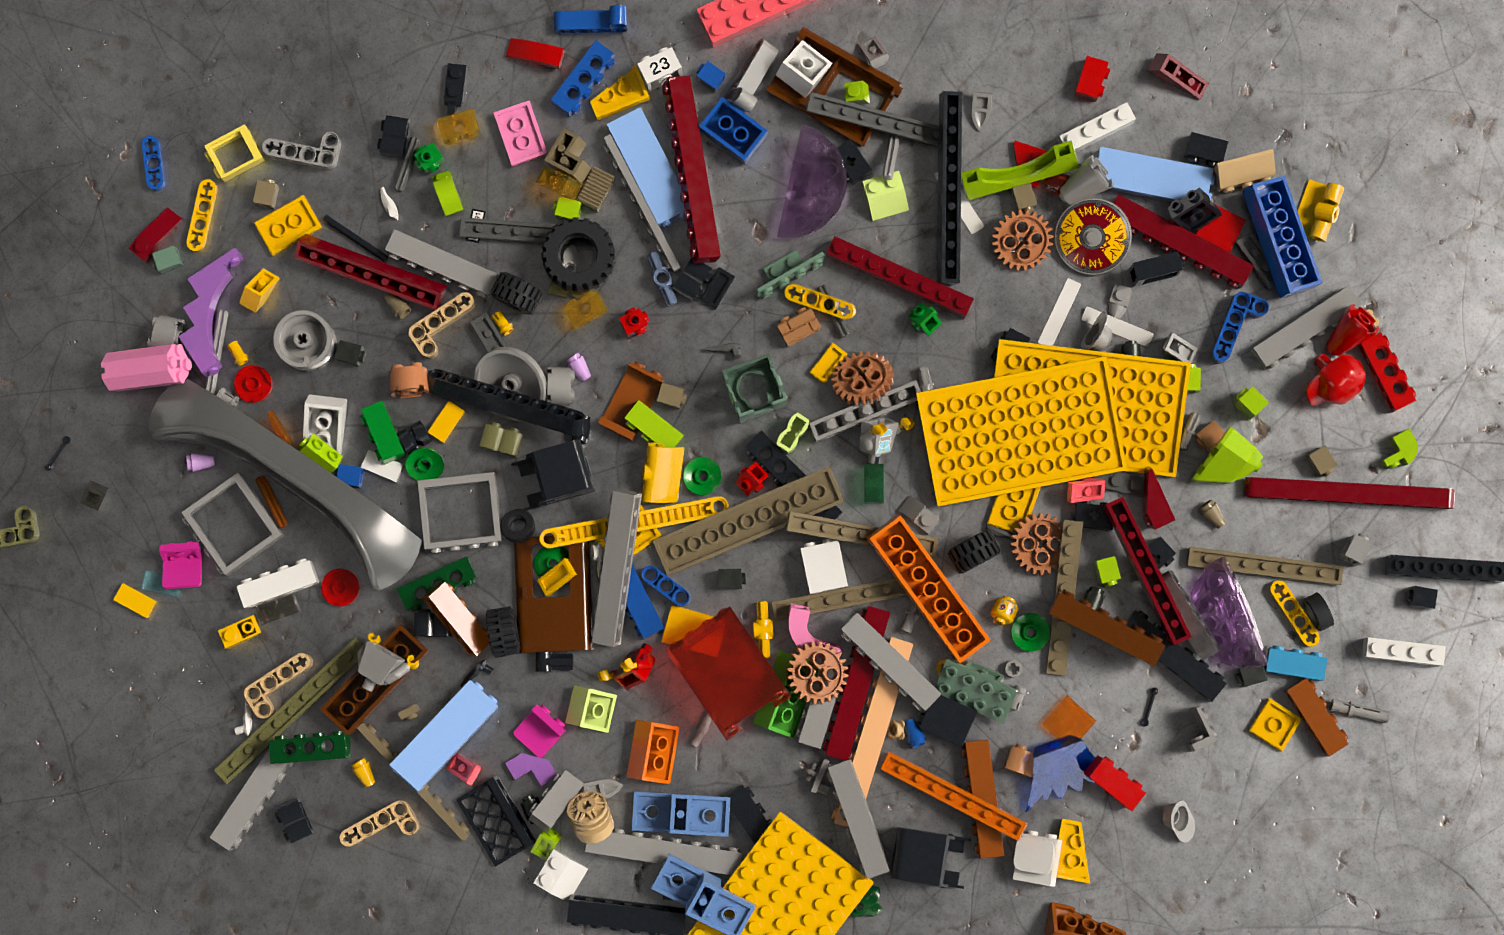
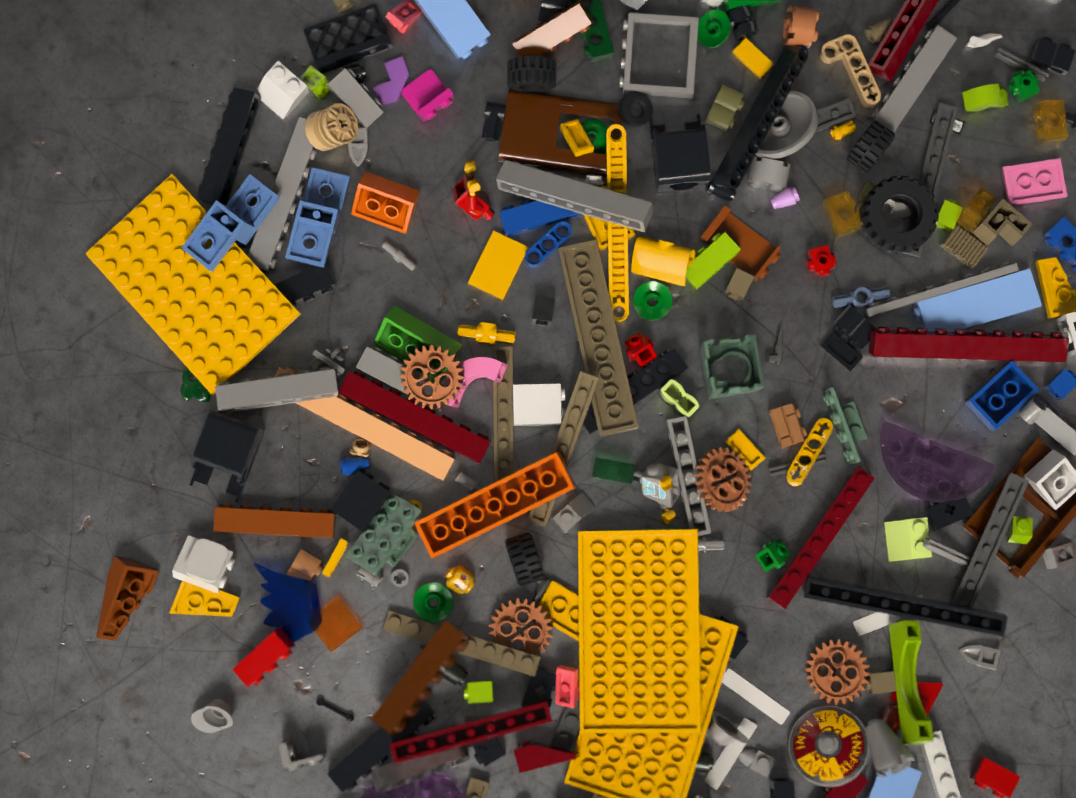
camera: 90 degrees right, 0 degrees up
(481, 666) = (498, 44): black bar -> none
(591, 709) = (439, 149): yellowish green slope -> none
(727, 671) = (449, 285): clear red windscreen -> none
(891, 662) = (427, 453): light grey brick -> none
(954, 796) = (281, 492): orange plate -> none
(1006, 733) = (335, 558): none -> yellow tile

